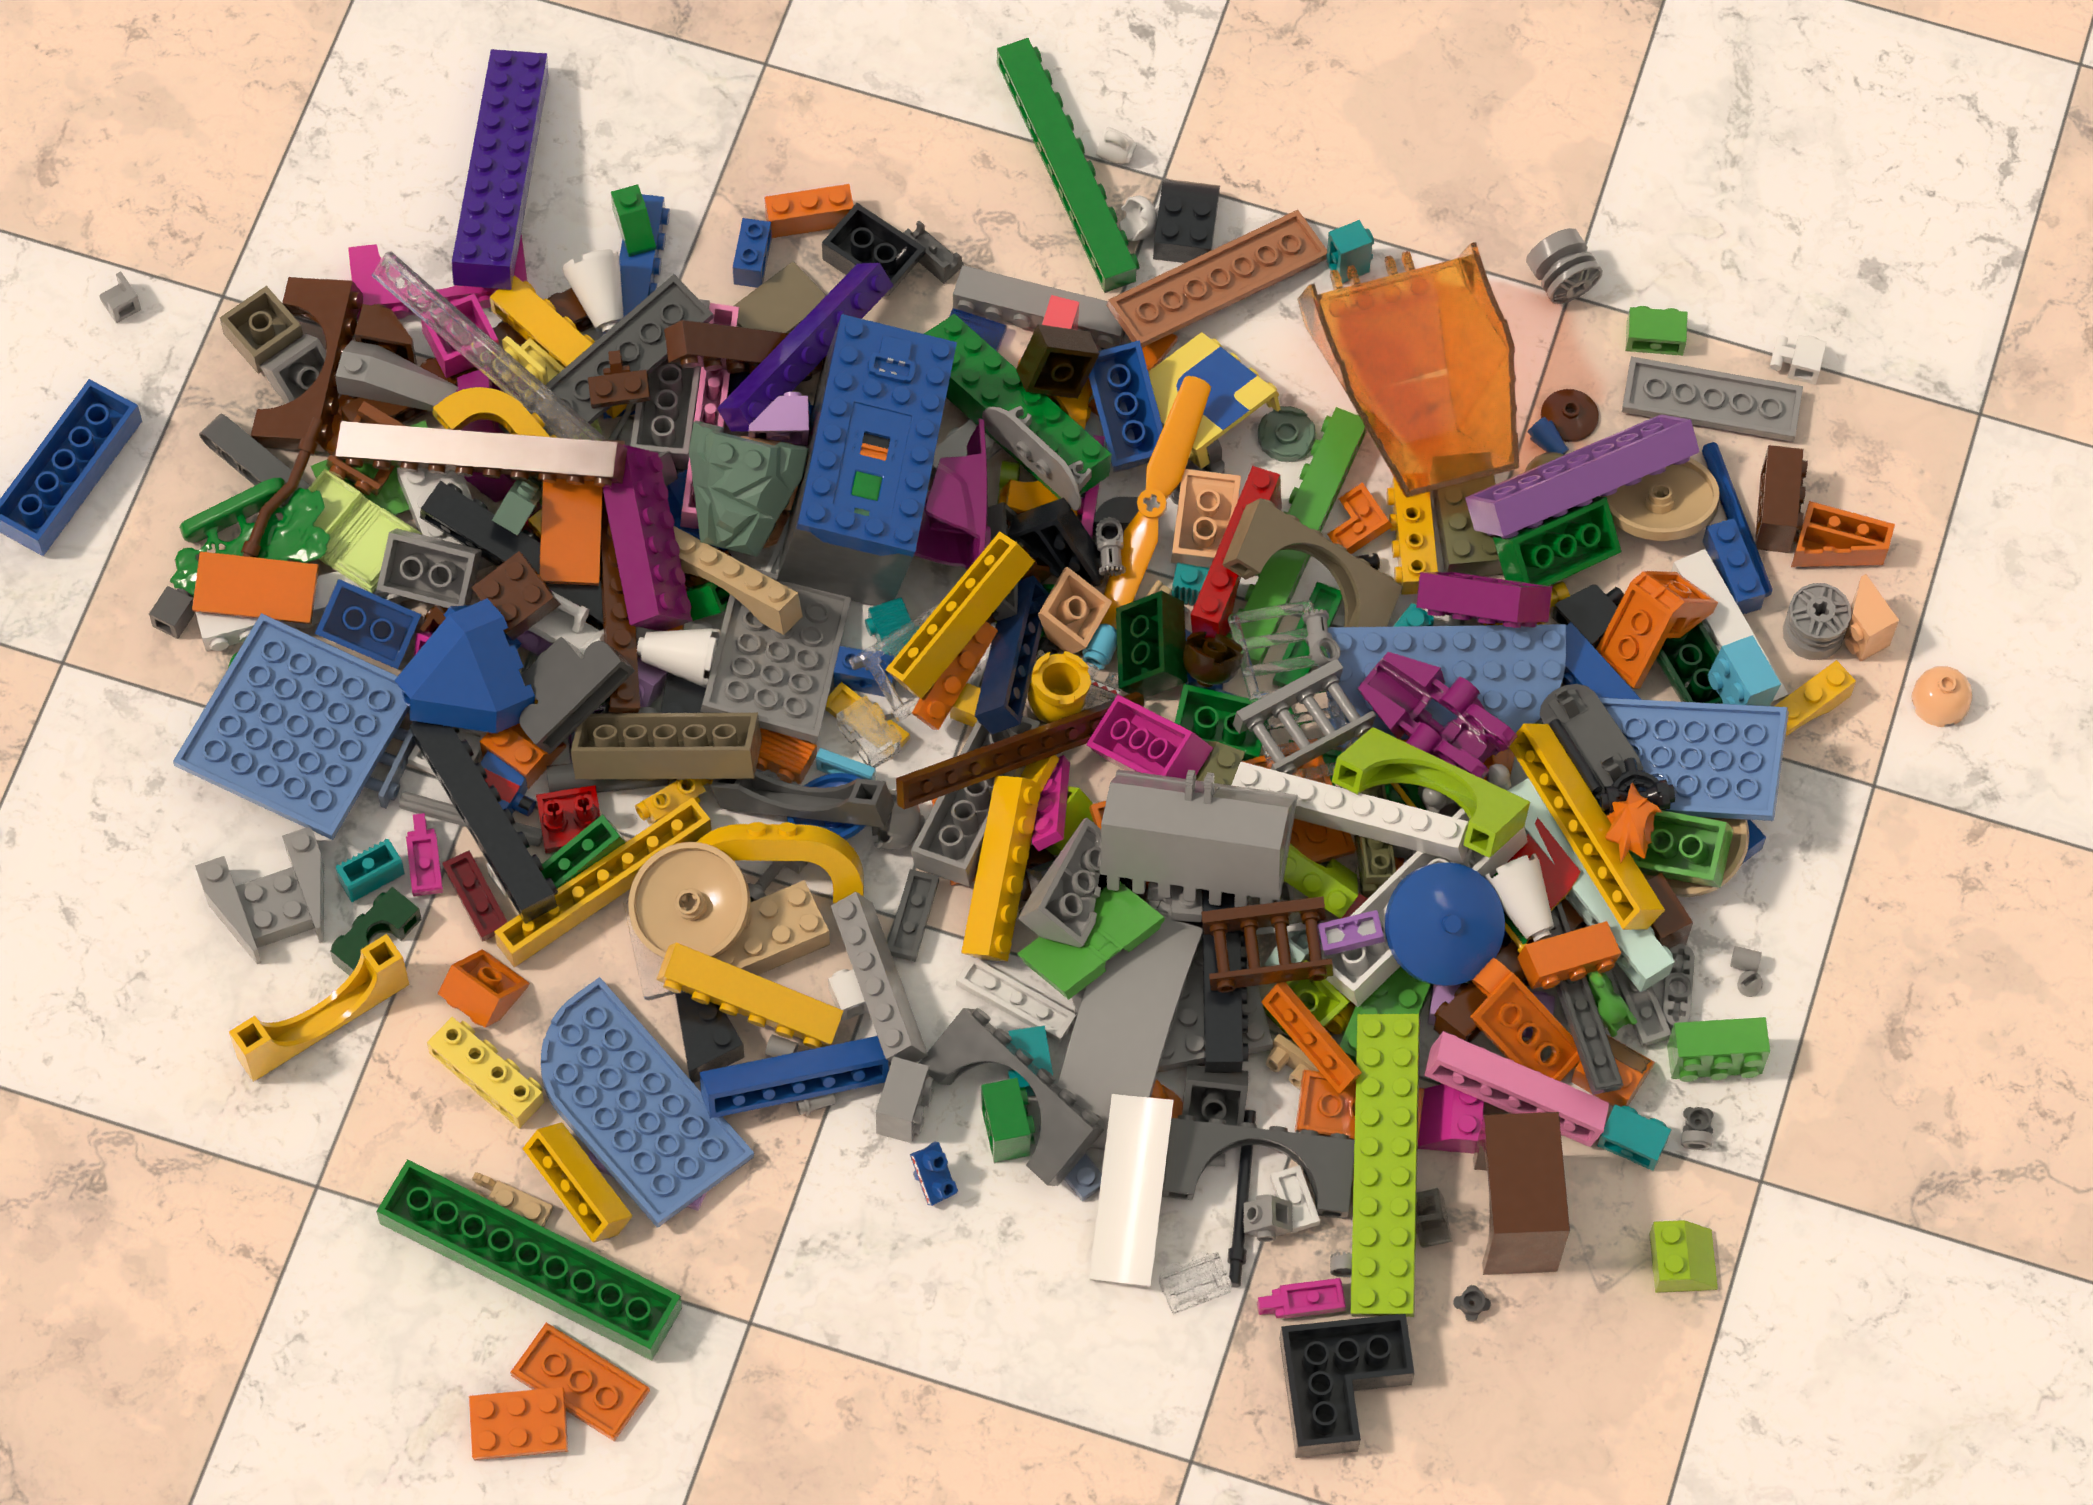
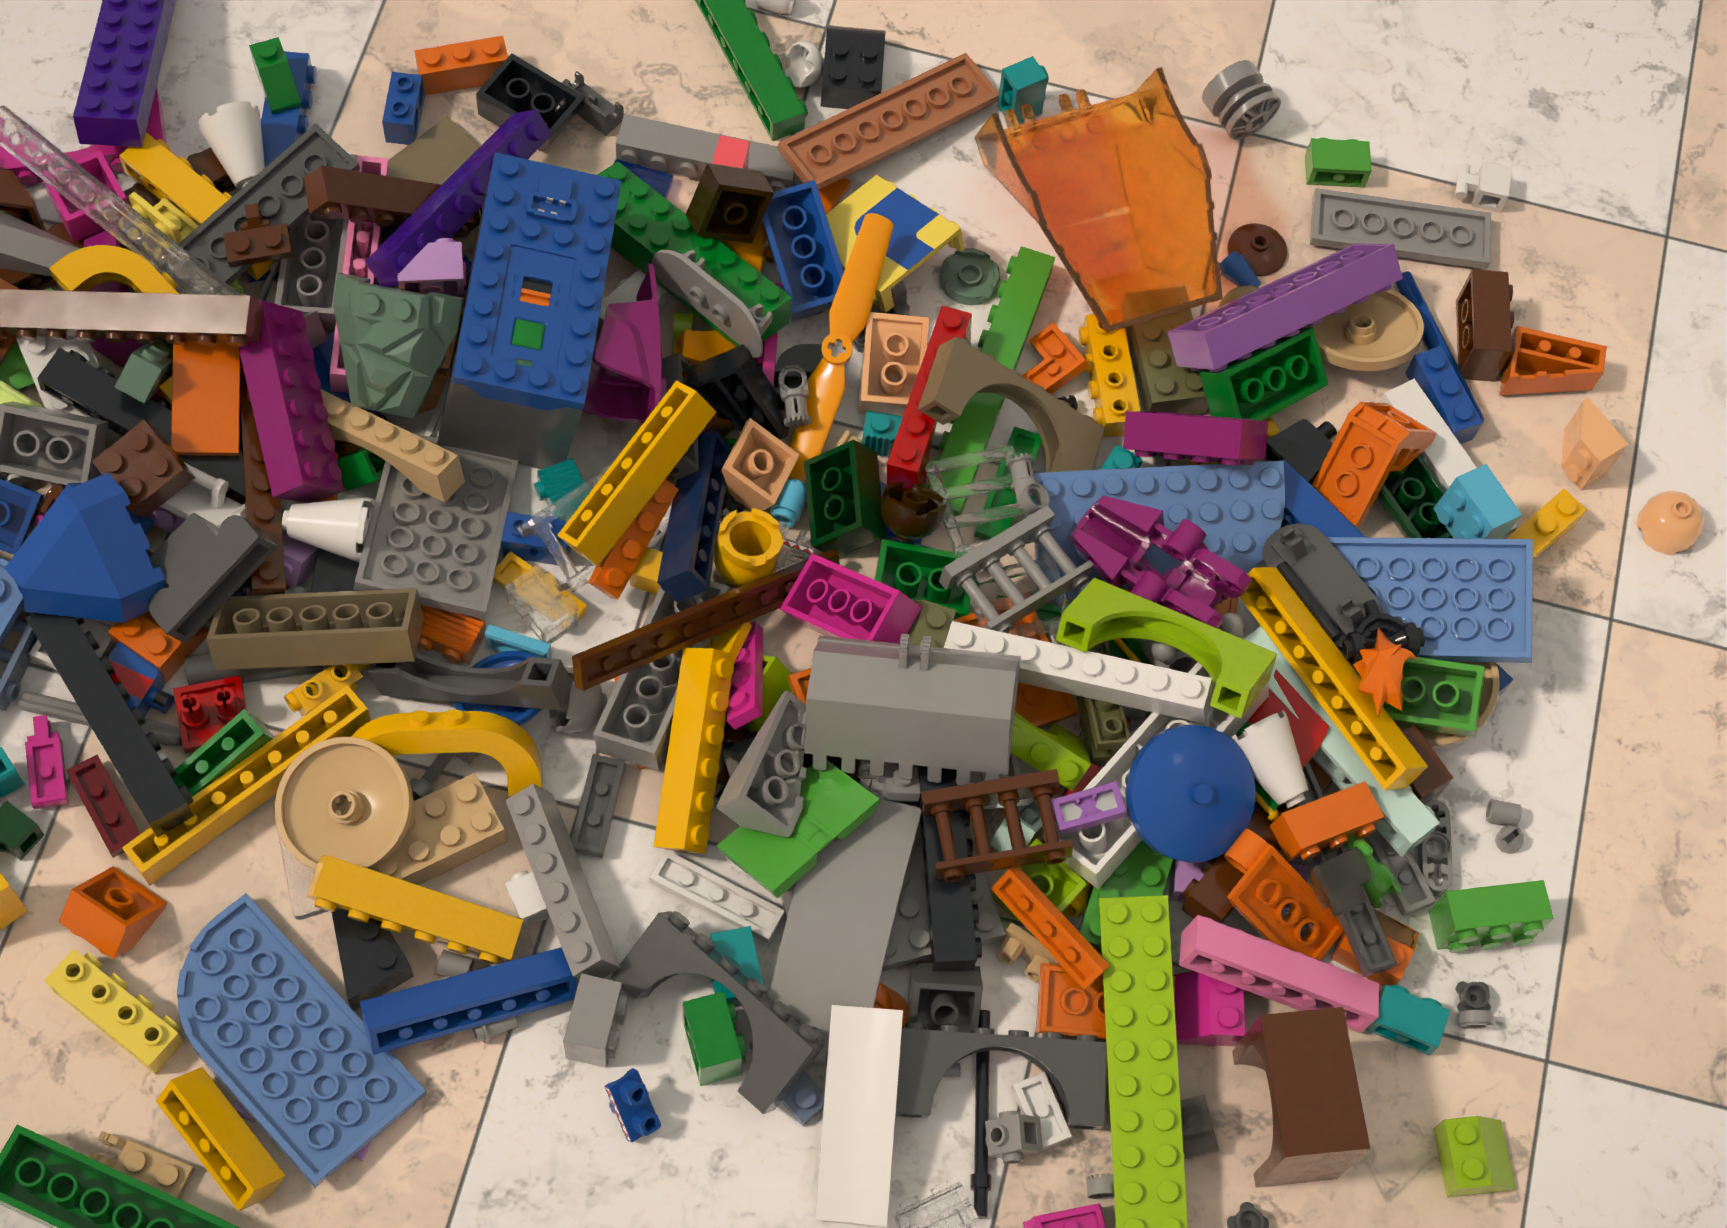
camera: 10 degrees left, 0 degrees up
(1573, 1007) = (1340, 880): none -> clear smoke brick
(1814, 635) = (1536, 449): light grey wheel -> none

